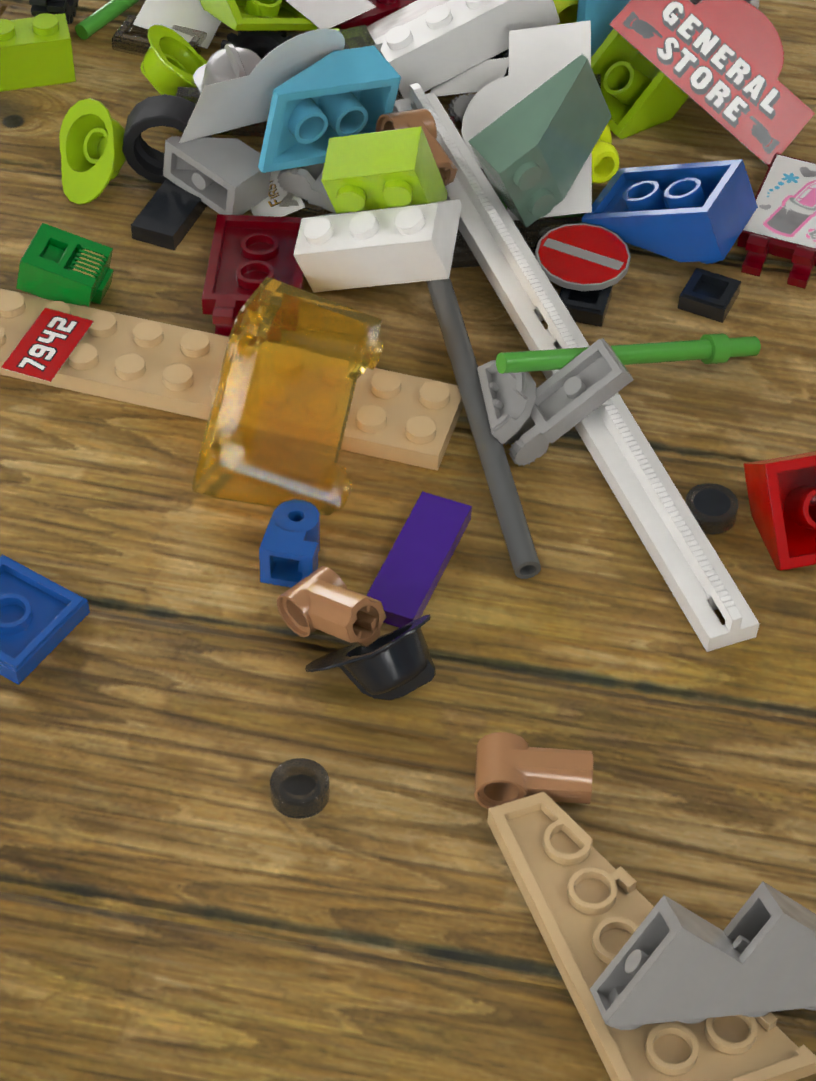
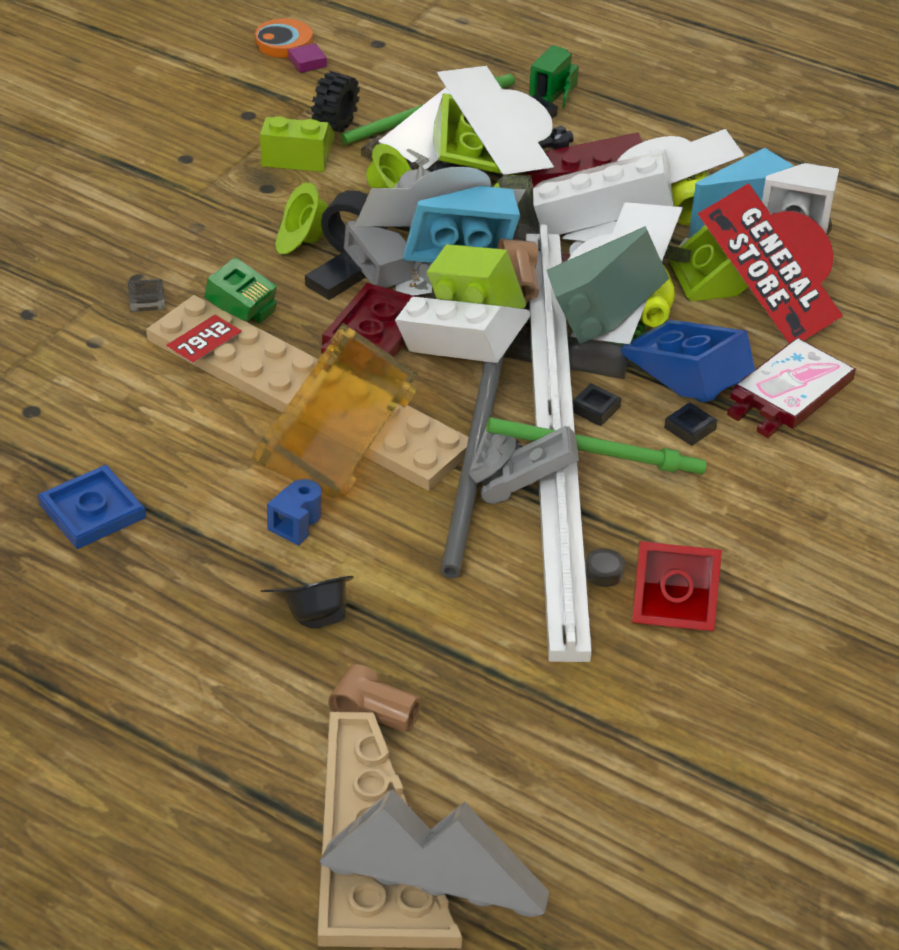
camera: 20 degrees right, 5 degrees down
(300, 788) = (218, 665): clear smoke tile -> none
(327, 605) = (296, 555): medium nougat piece -> none
(419, 557) = (378, 544): dark purple tile -> none
(583, 257) = (607, 373): red piece -> none

